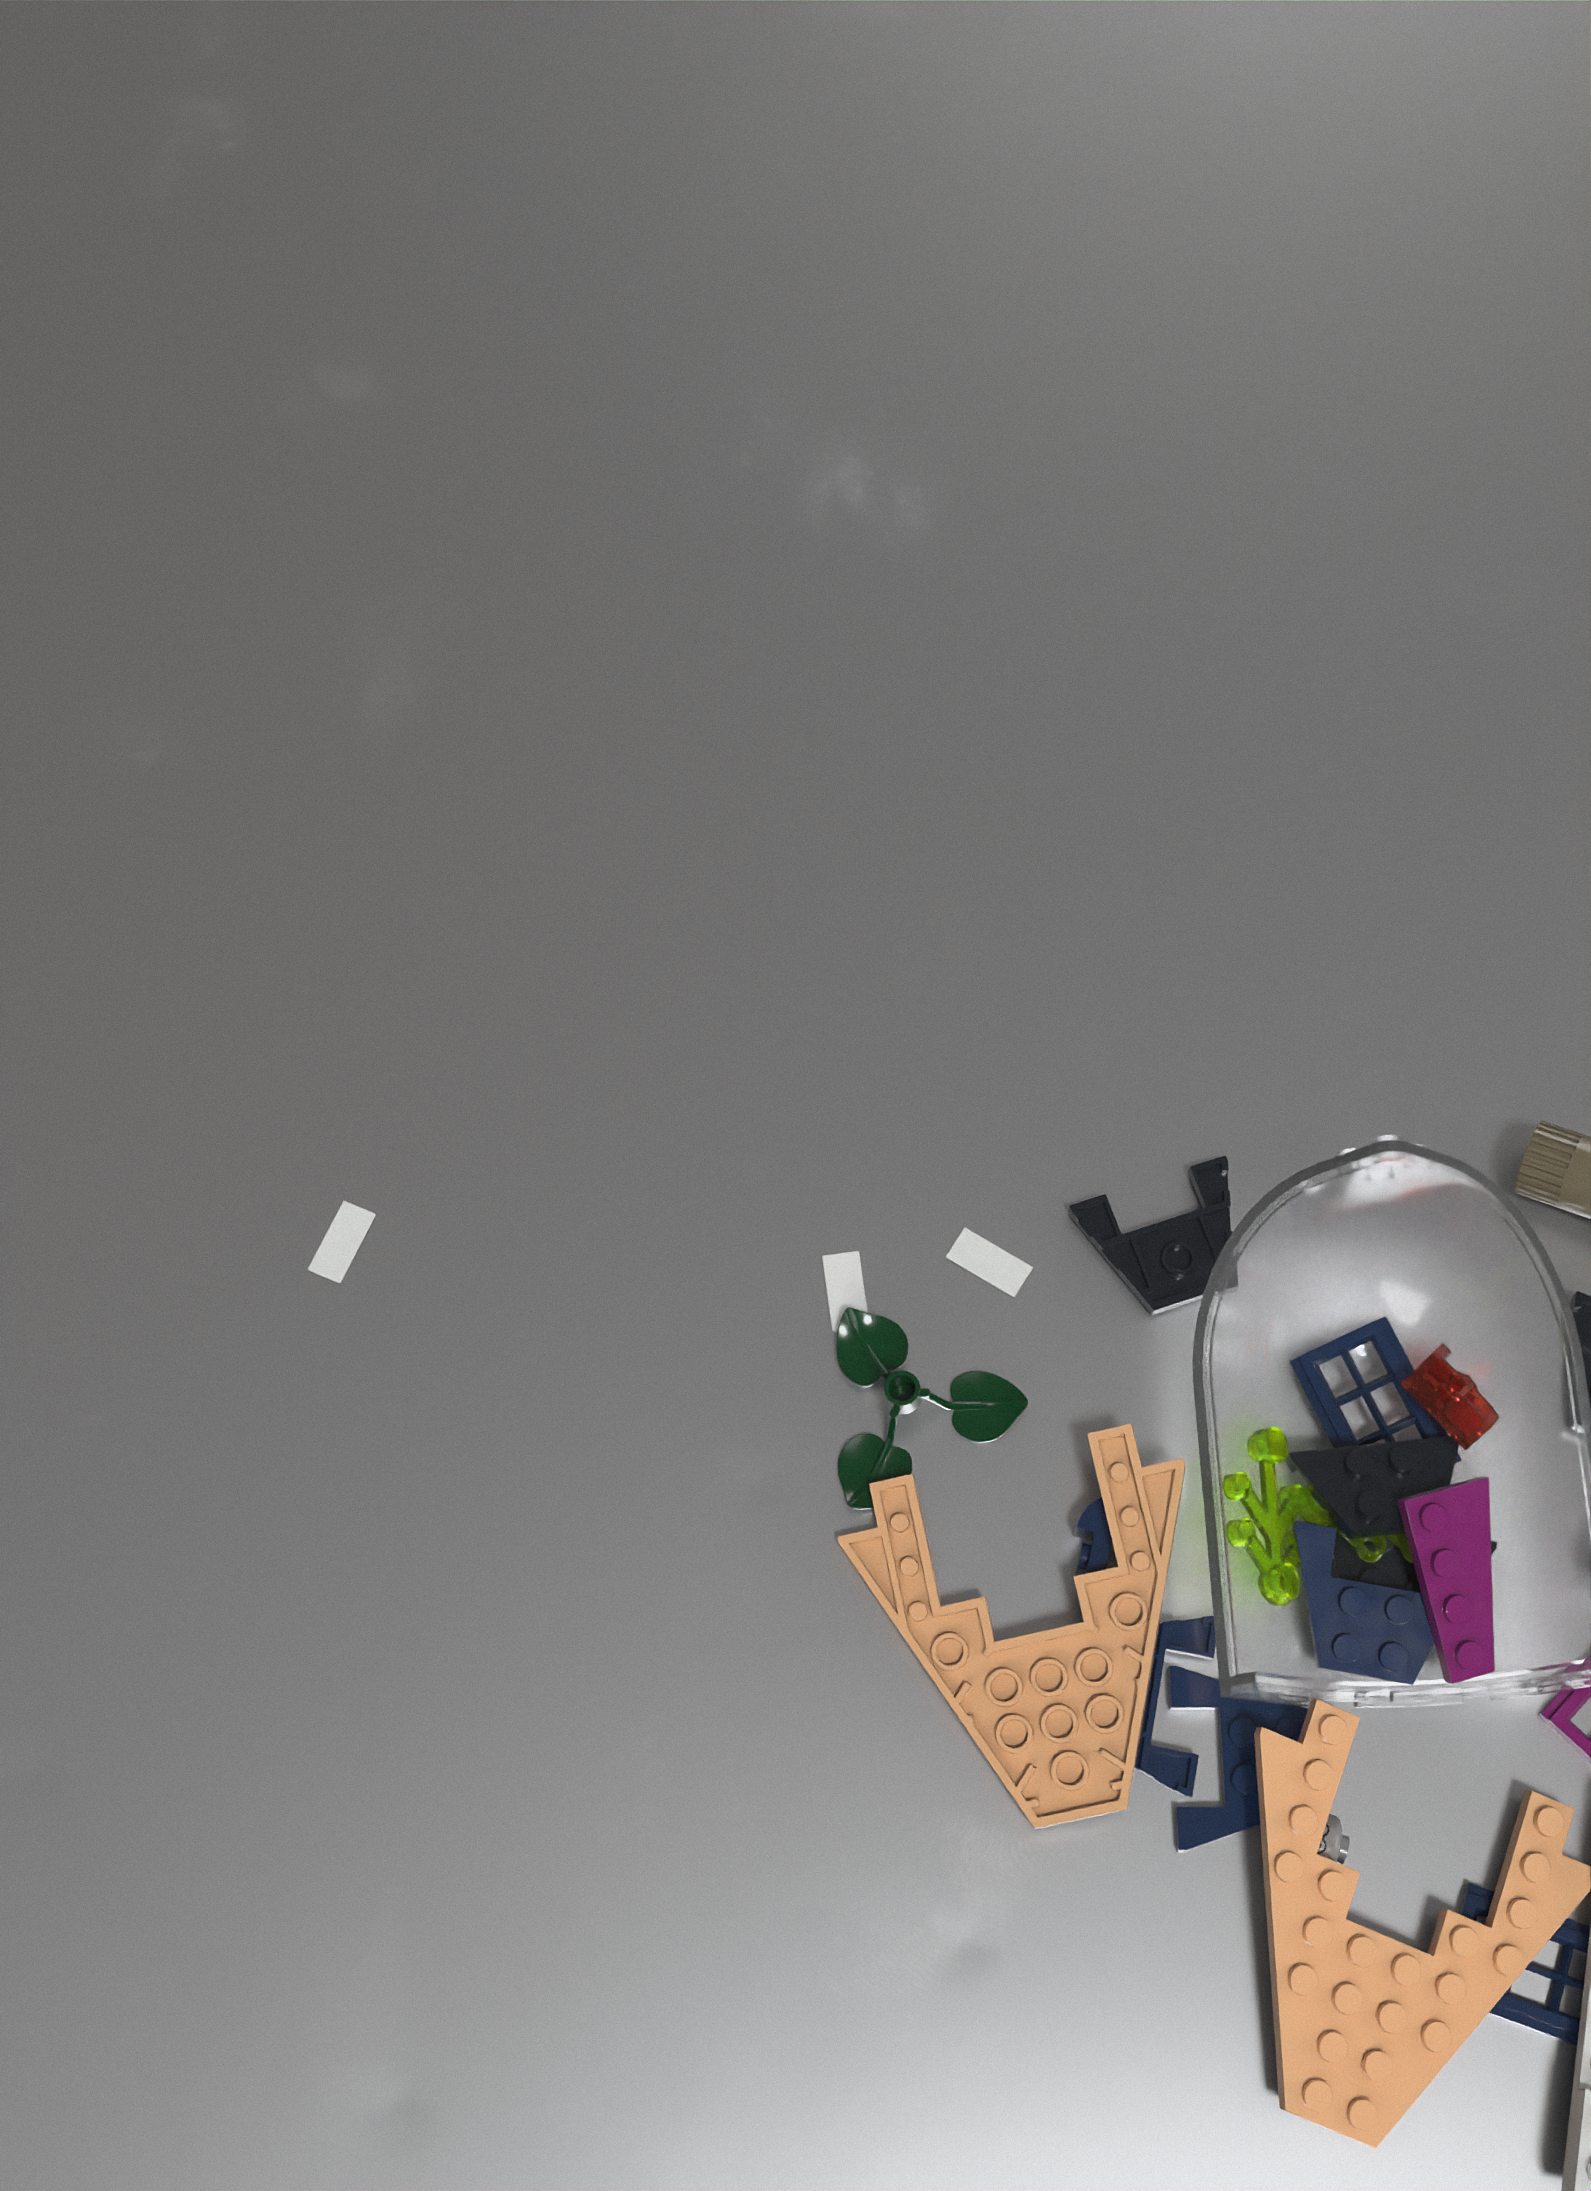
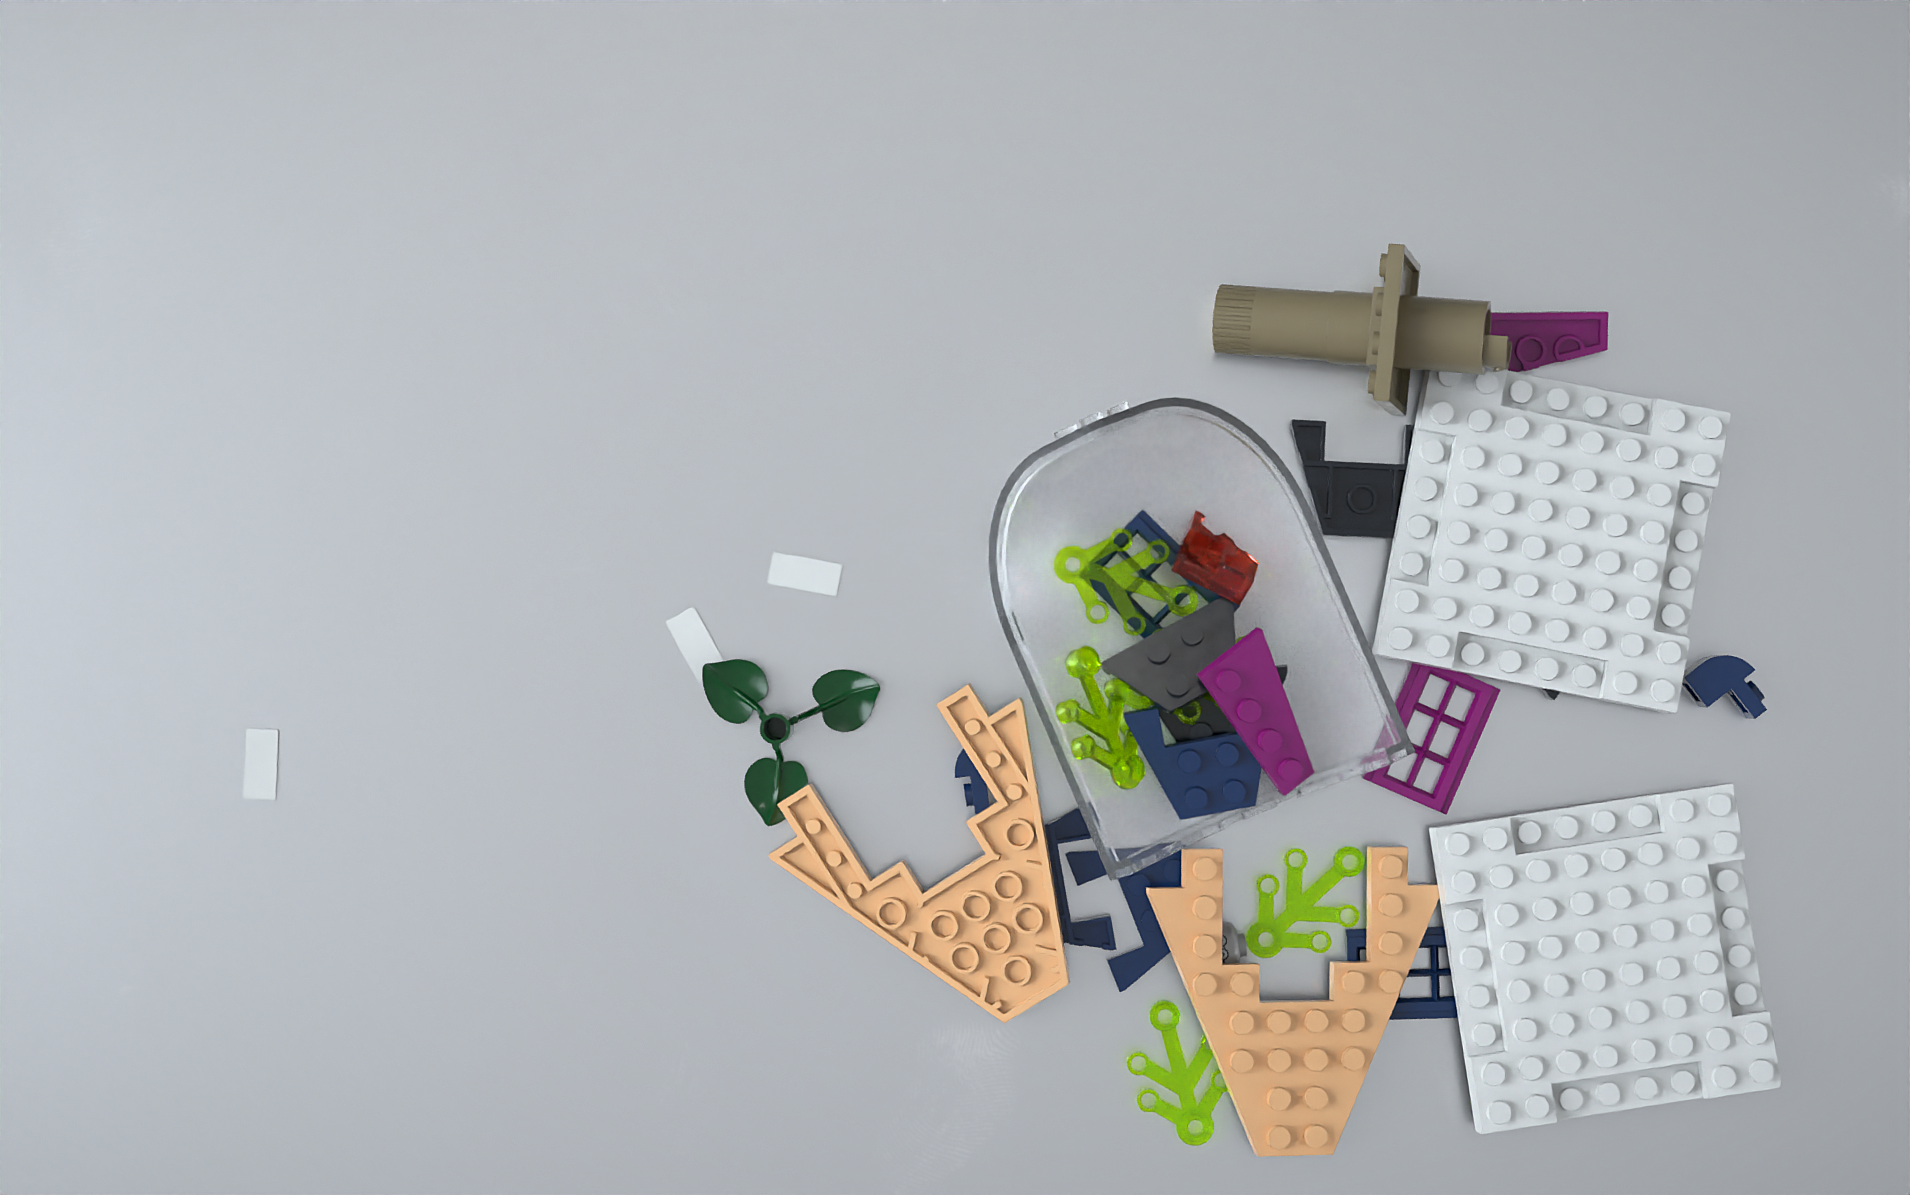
camera: 25 degrees left, 20 degrees up
(1169, 1259) = (954, 516): black wing -> none
(1215, 1985) = (1180, 1081): none -> clear neon green plant
(1335, 1378) = (1118, 579): none -> clear neon green plant
(1424, 1834) = (1300, 906): none -> clear neon green plant

